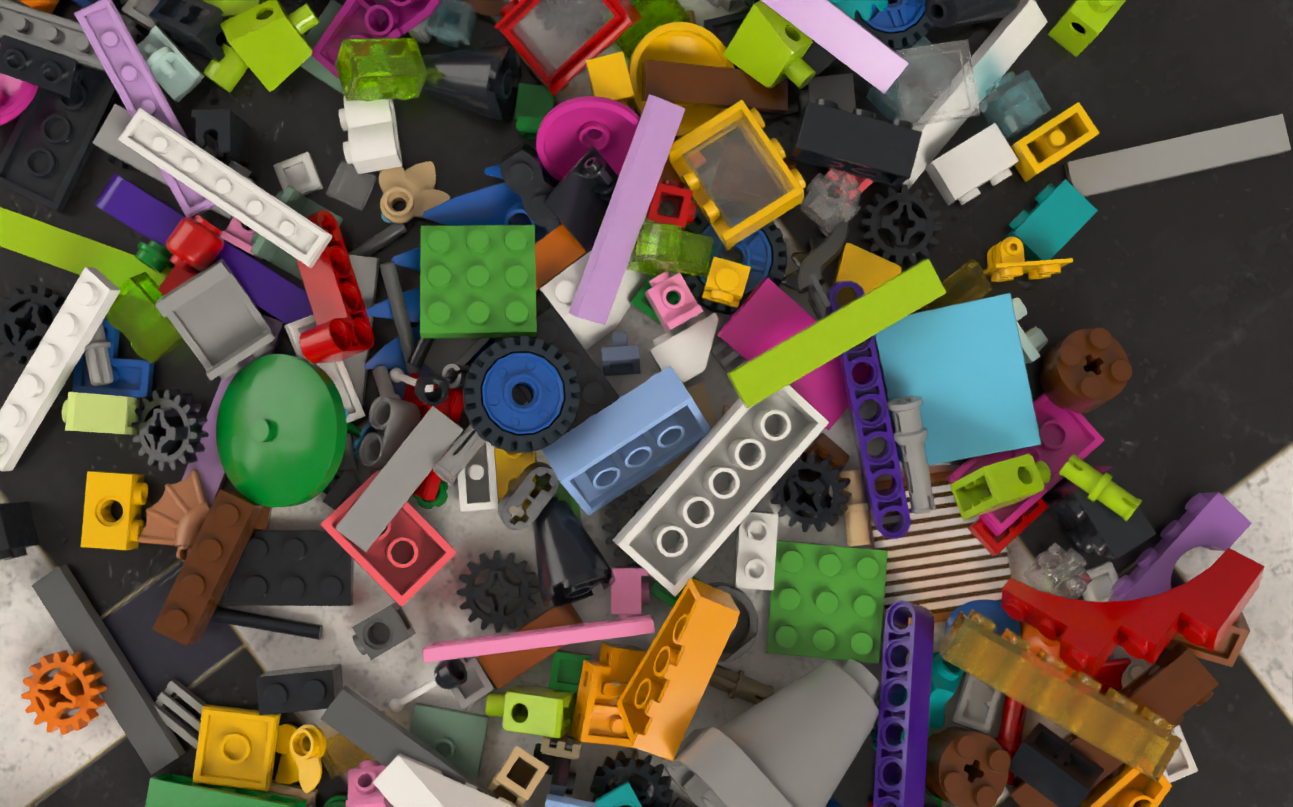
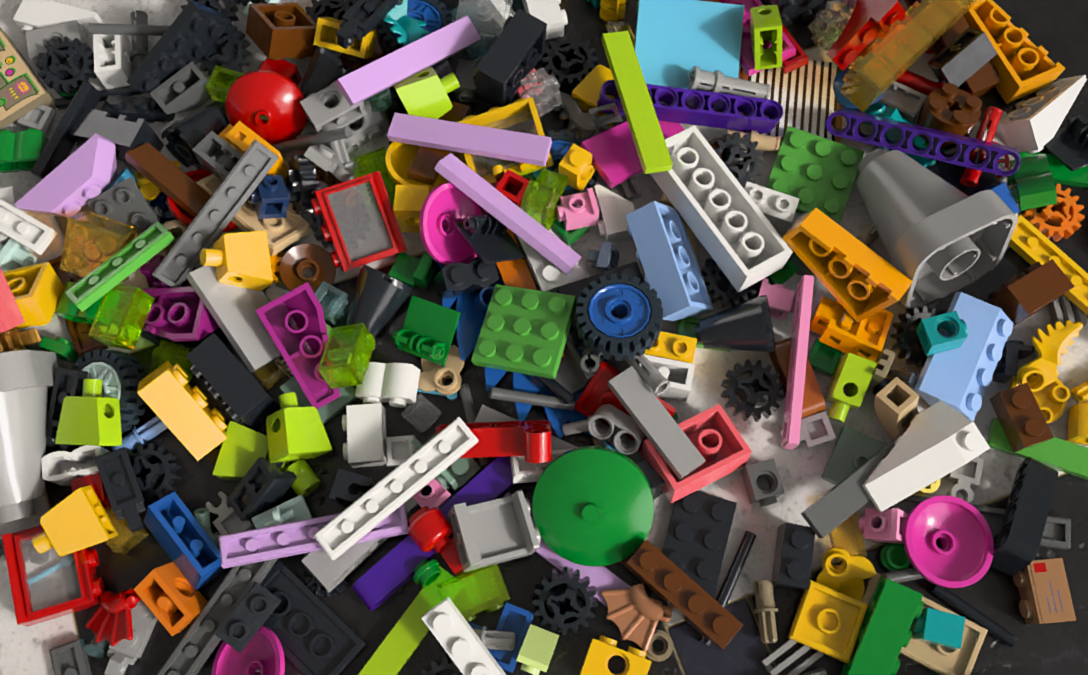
camera: 70 degrees left, 15 degrees down
(148, 563) = (667, 646): none -> dark tan plate
(230, 671) = (766, 610): none -> dark tan axle
(300, 126) = (365, 435): none -> white brick
(424, 386) = (591, 386): black hinge -> none
(448, 675) = (809, 441): black hinge -> none
(453, 158) = (427, 330): none -> green hinge
(535, 501) = (692, 338): beam -> none
(718, 126) = (470, 139): none -> lavender tile

